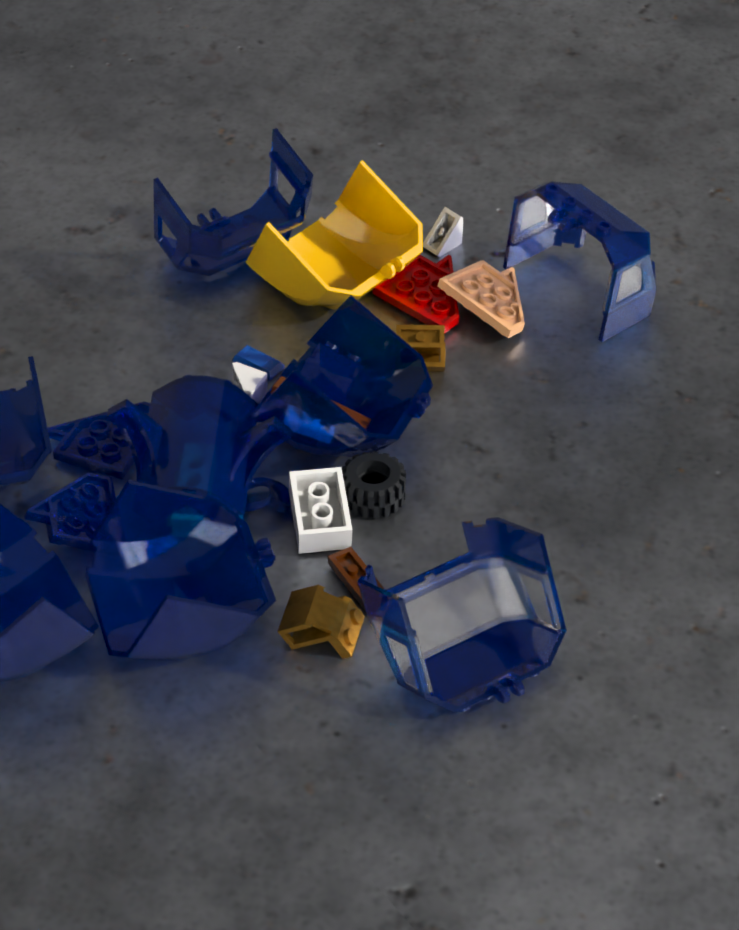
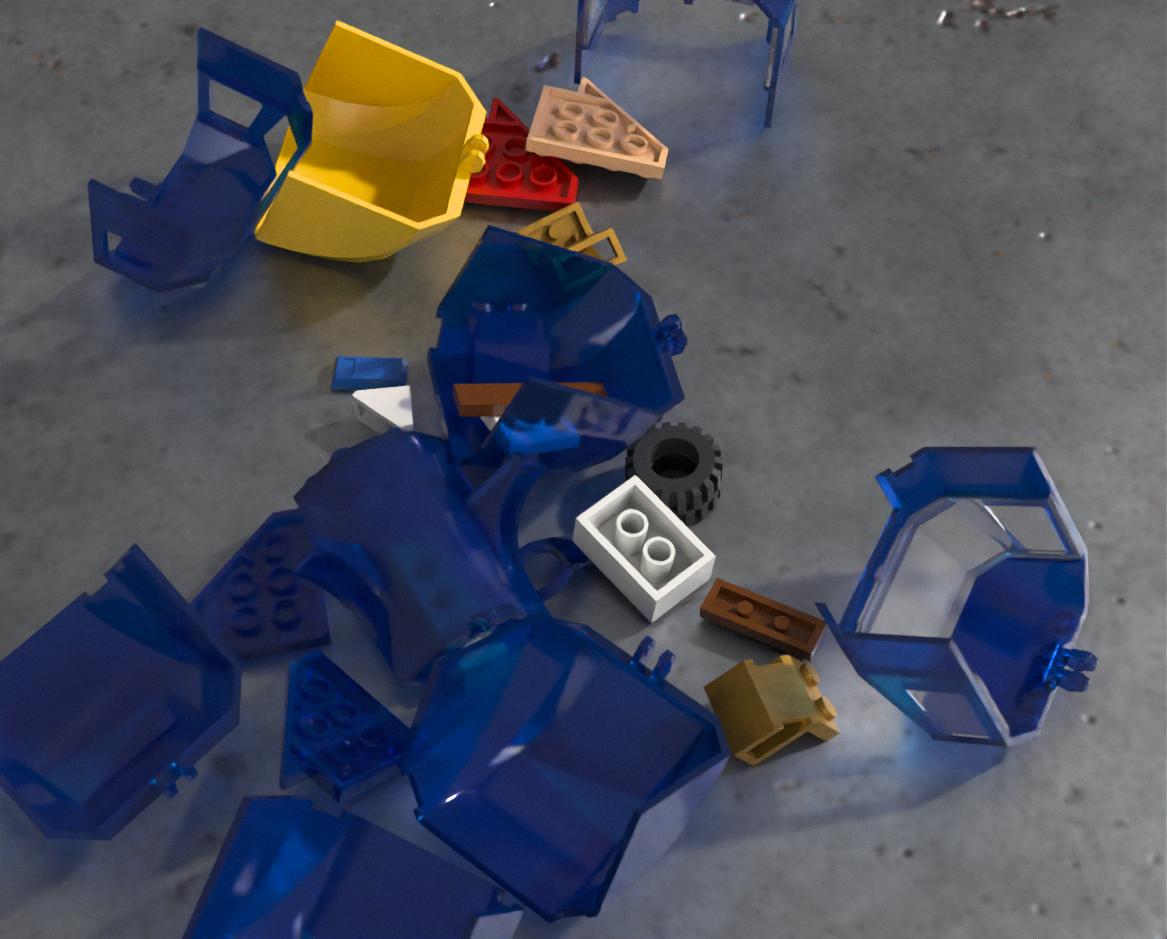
camera: 30 degrees left, 10 degrees up
(445, 233) = (467, 57): white slope -> none

